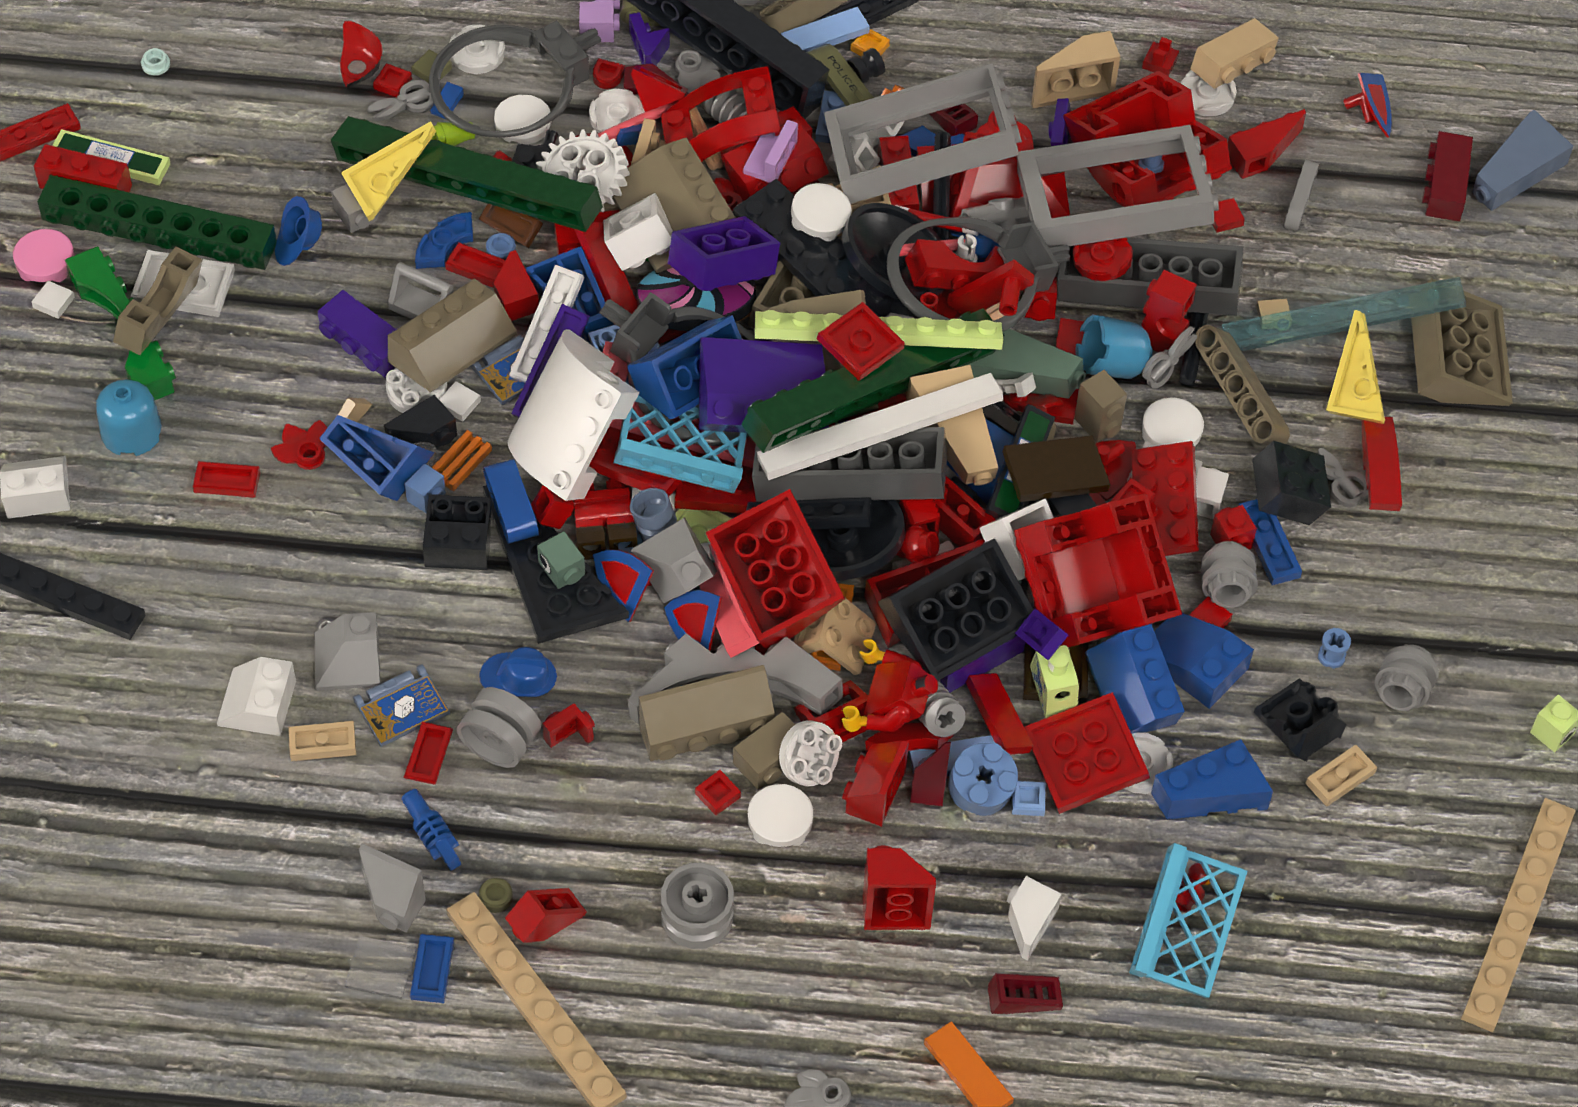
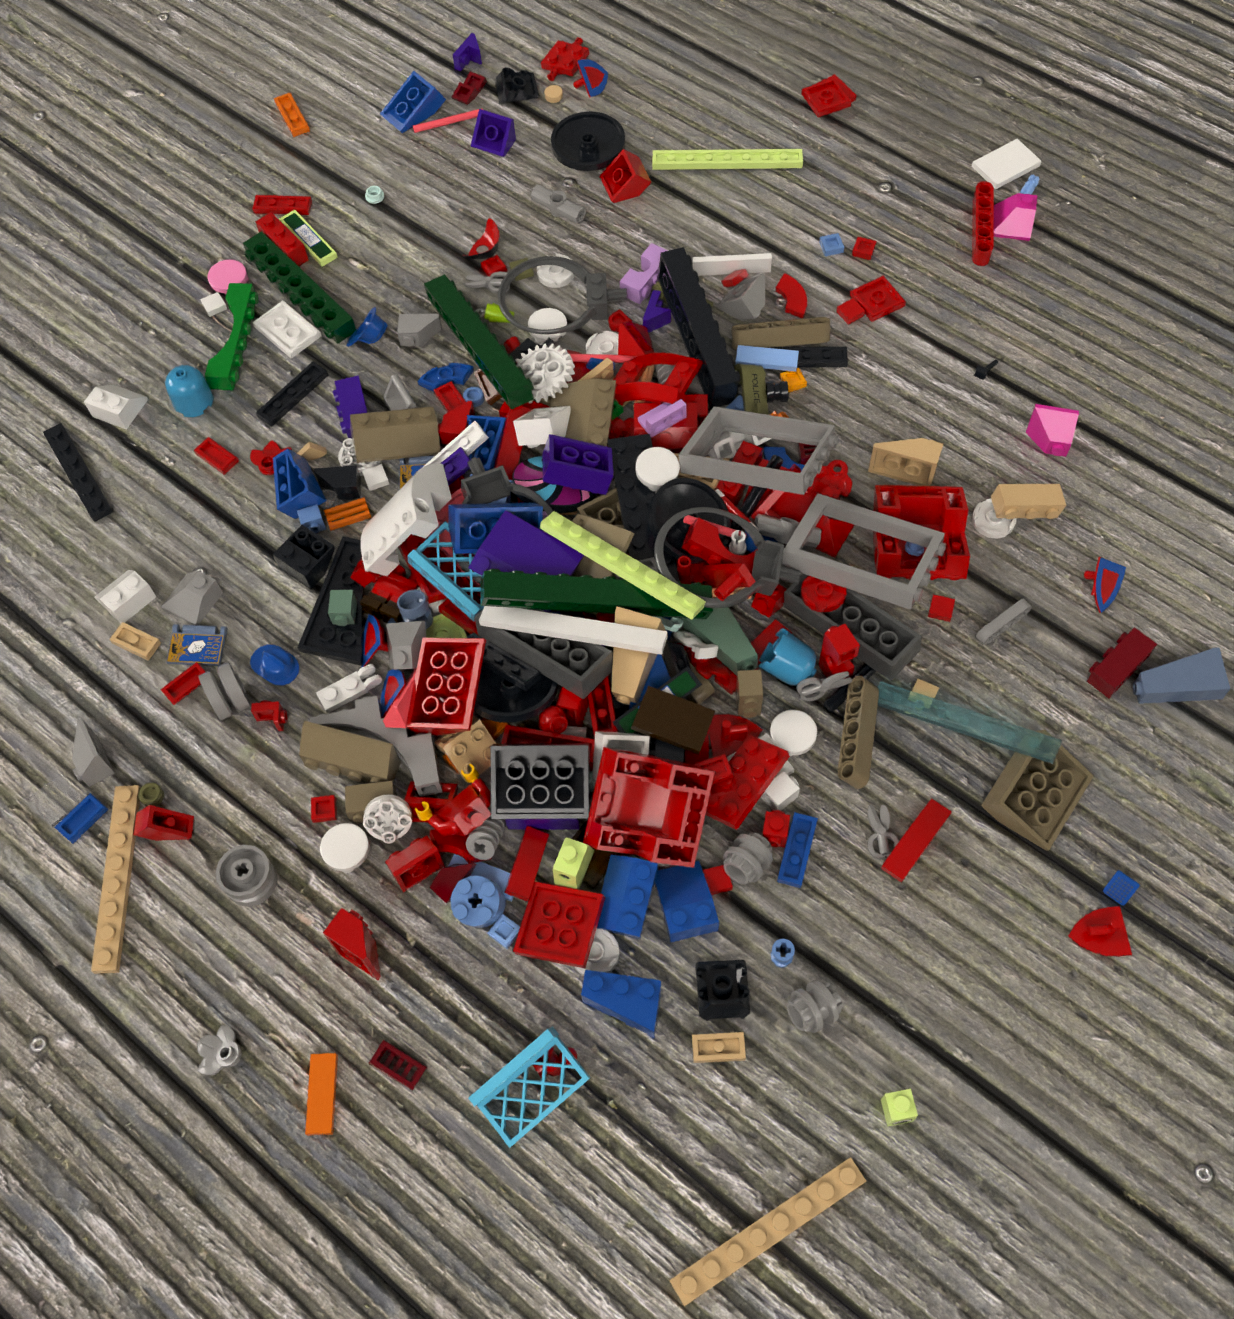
camera: 40 degrees right, 5 degrees up
(144, 319) = (271, 324): dark tan arch -> none
(261, 357) = (292, 394): none -> black tile
(379, 174) = (428, 315): light yellow wing -> none
(432, 829) = (147, 733): blue hinge -> none
(451, 95) = (515, 293): blue piece -> none
(510, 501) = (343, 554): blue beam -> none
(633, 652) = (348, 688): none -> white hinge
(695, 70) = (671, 343): light grey plate -> none
(860, 341) = (596, 565): red plate -> none
(1031, 913) = (439, 1013): white slope -> none
(1041, 634) = (573, 828): dark purple plate -> none
(1057, 129) = (866, 497): dark purple plate -> none
(1161, 57) = (978, 480): red tile -> none
(1260, 146) = (1003, 573): red slope -> none
(1291, 483) = (838, 819): black brick -> none
(1356, 382) = (938, 774): light yellow wing -> none

